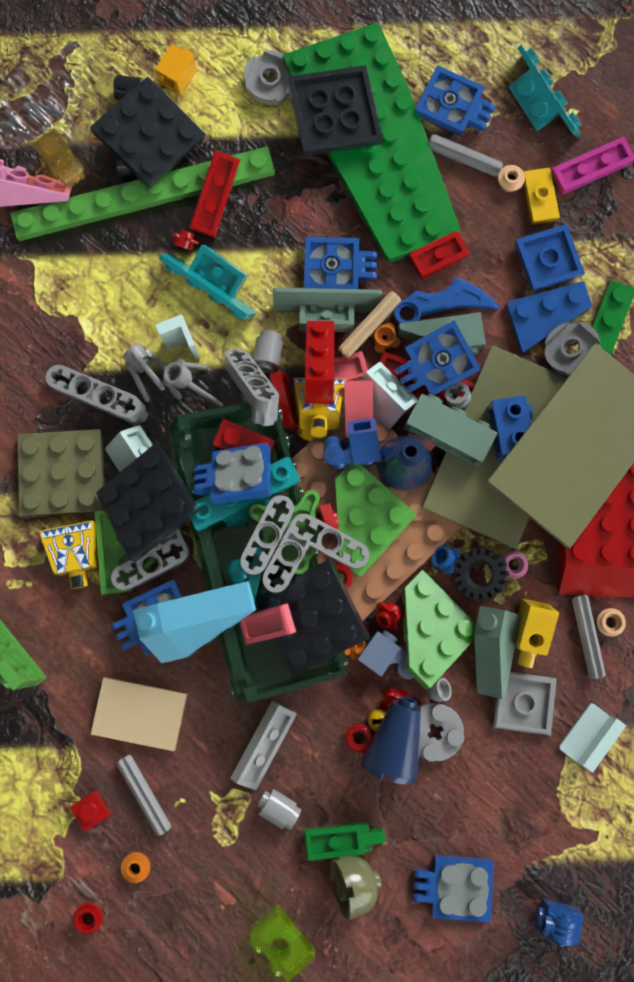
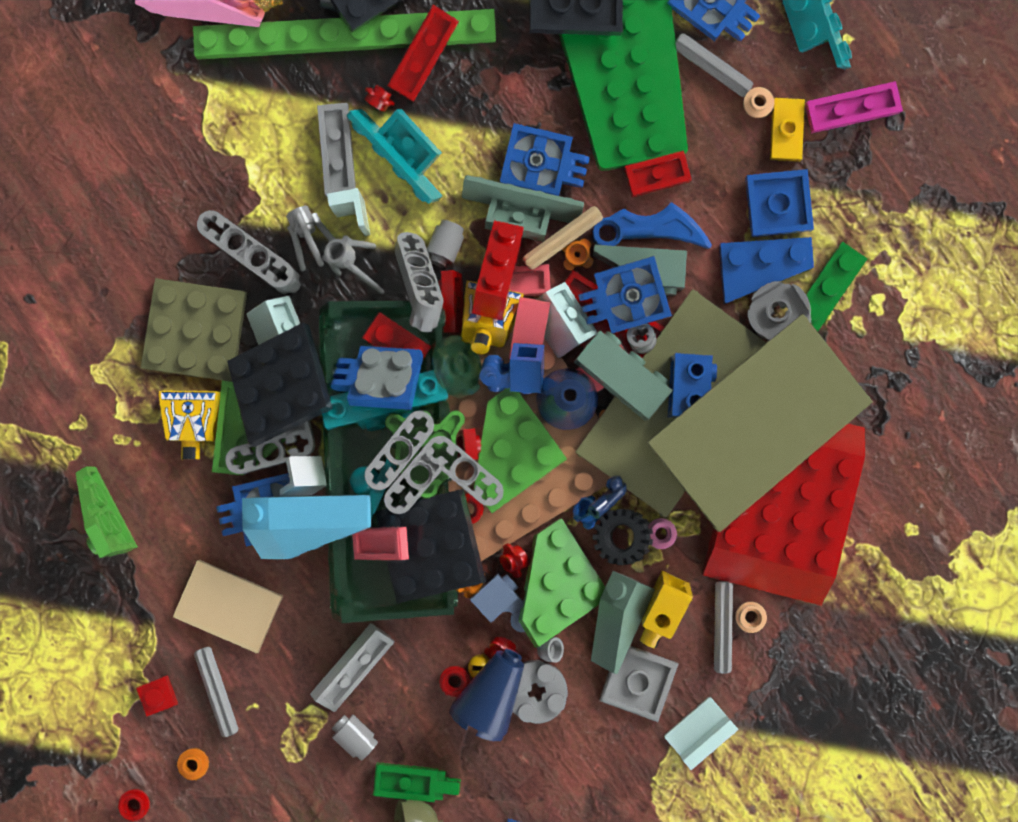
camera: 15 degrees right, 5 degrees up
(154, 287) = (336, 147): none -> light grey plate
(186, 578) = (305, 476): none -> white panel
(302, 452) = (456, 366): none -> clear green tile
(463, 540) = (615, 492): none -> dark blue arm

